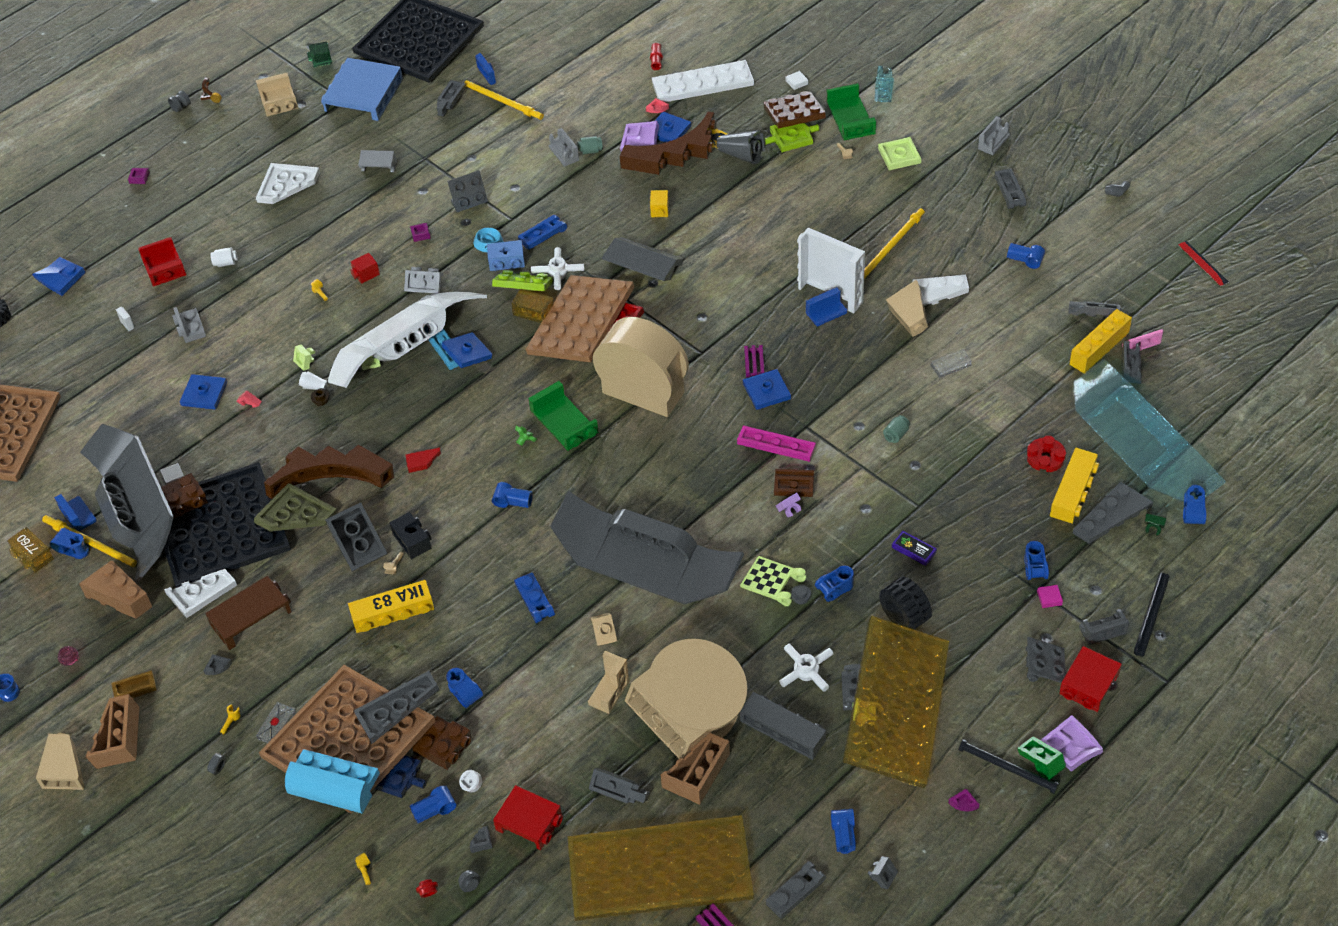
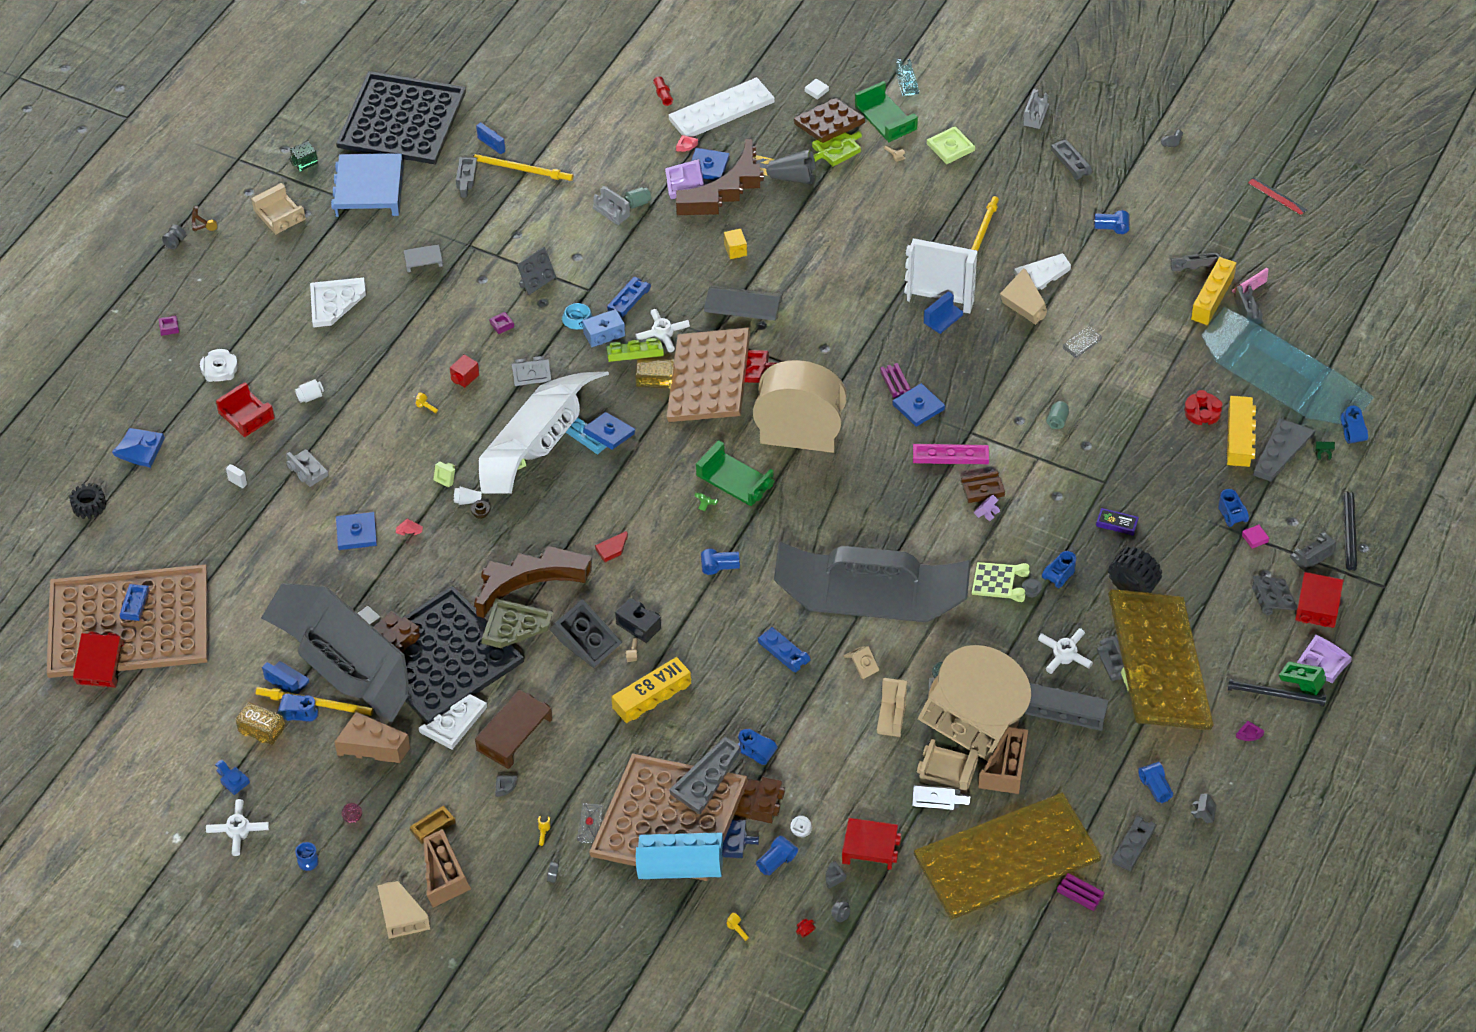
camera: 20 degrees left, 0 degrees up
(164, 225) = (224, 372): none -> white plate
(639, 758) = (947, 767): none -> tan panel

